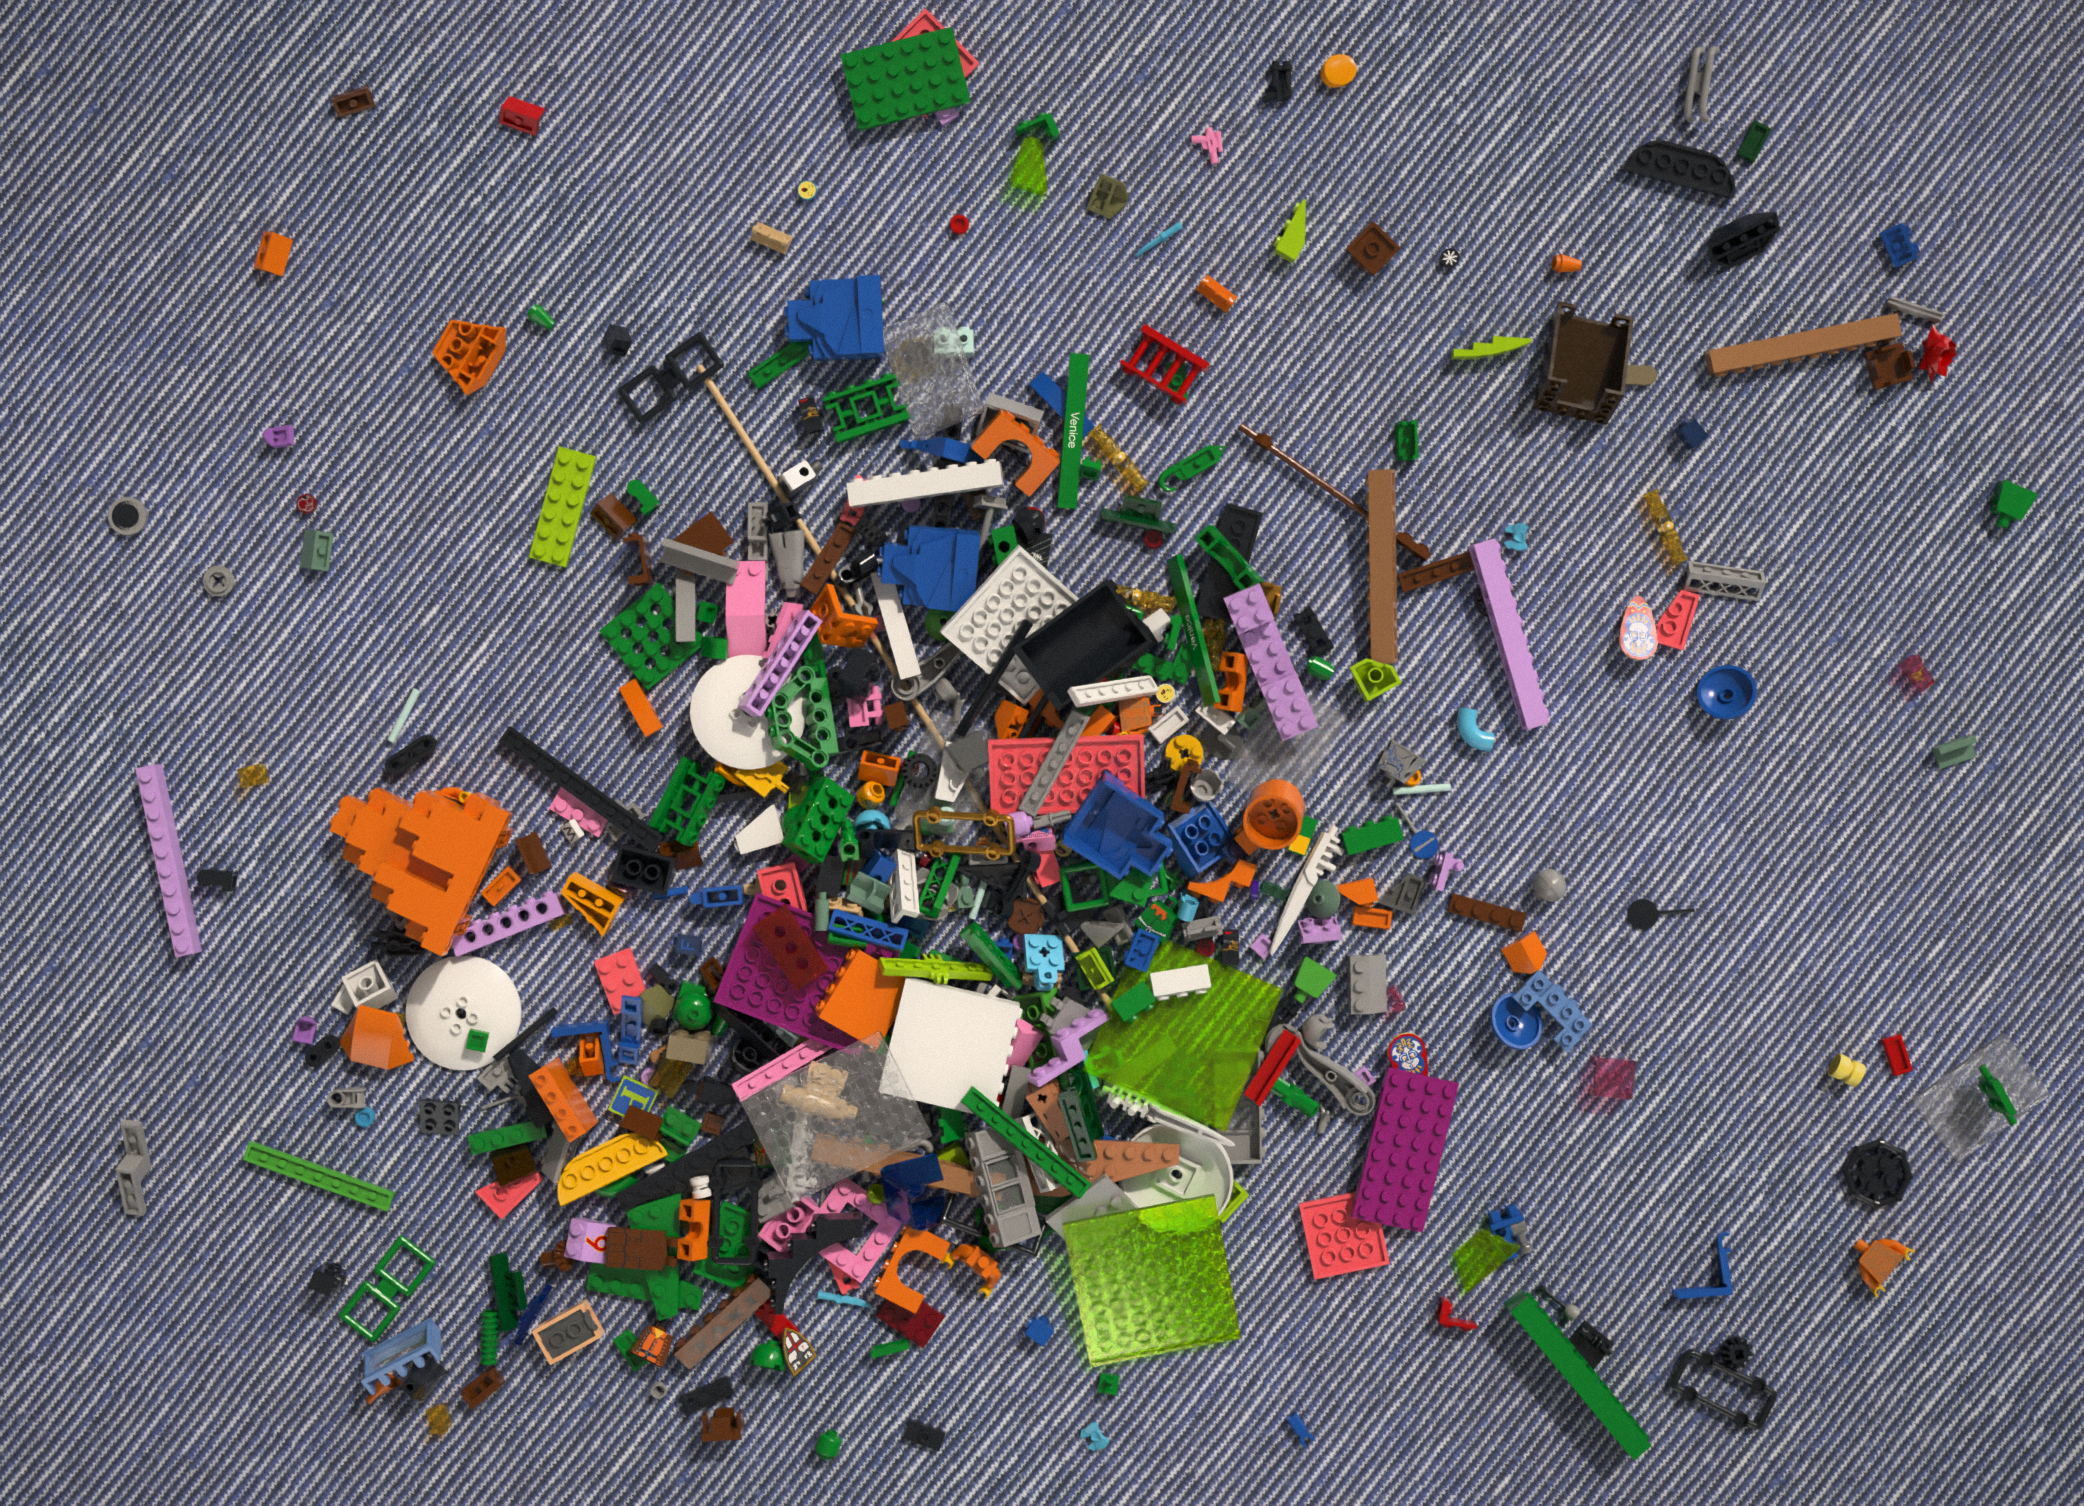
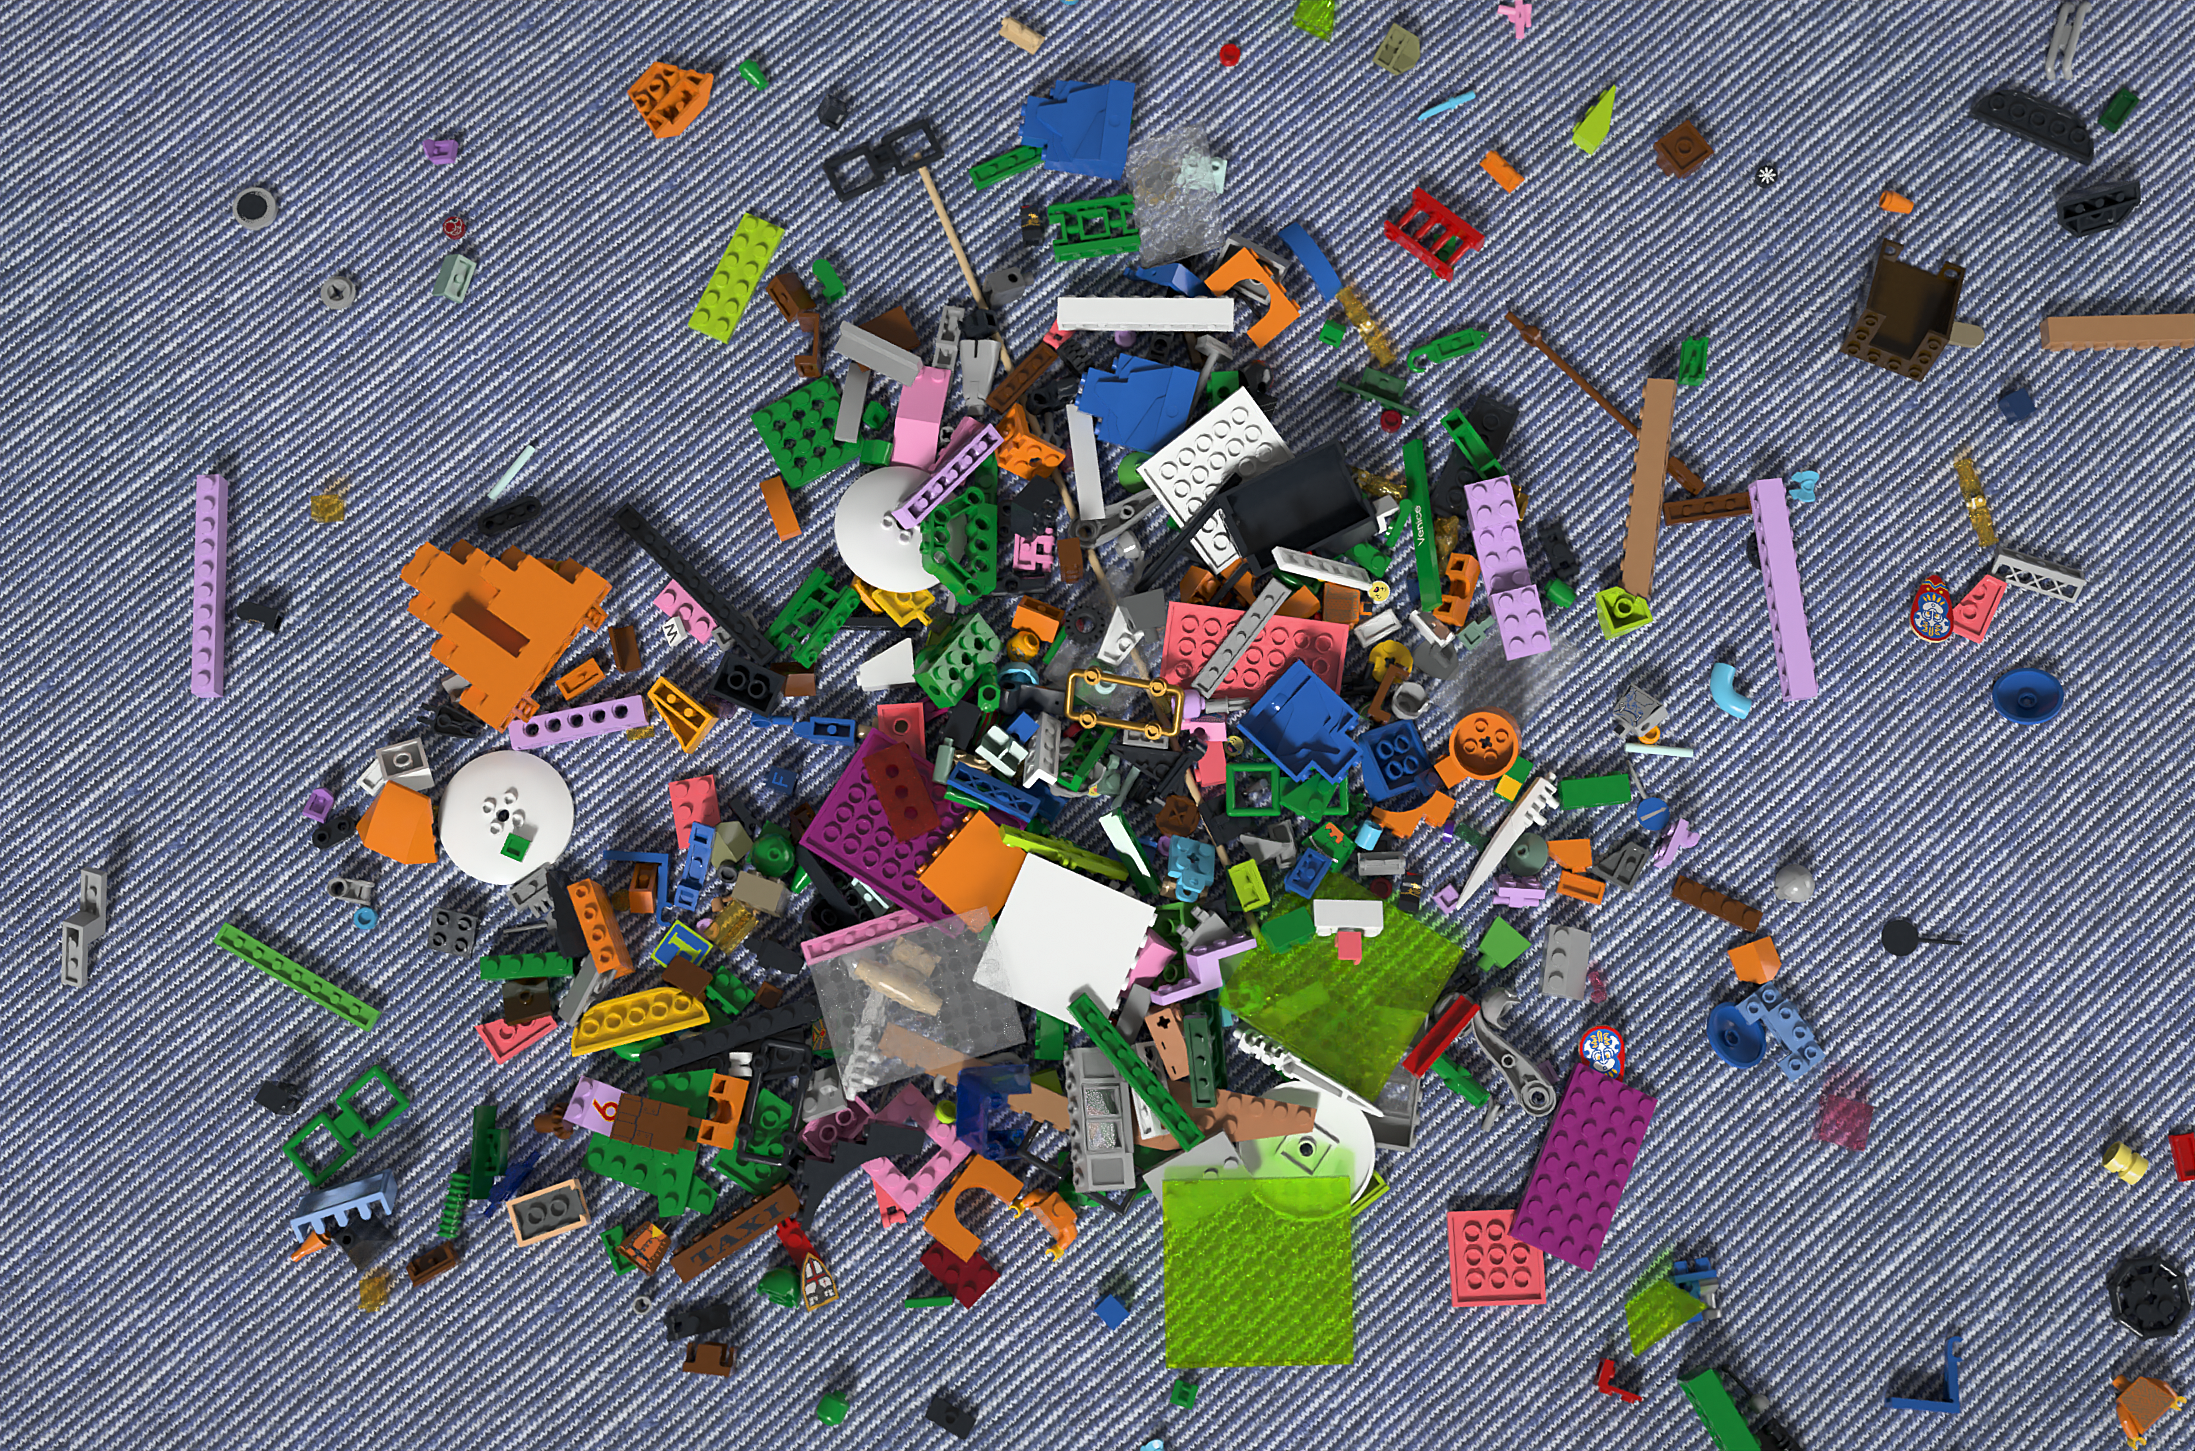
camera: 10 degrees right, 10 degrees down
(525, 1034) = (584, 846): black bar -> none
(838, 1298) = (880, 1231): medium azure piece -> none
(1073, 430) = (1320, 287): green tile -> none
(1182, 665) = (1402, 564): green plate -> none
(1185, 1007) = (1349, 946): none -> coral panel
(1497, 346) = (1807, 277): lime slope -> none

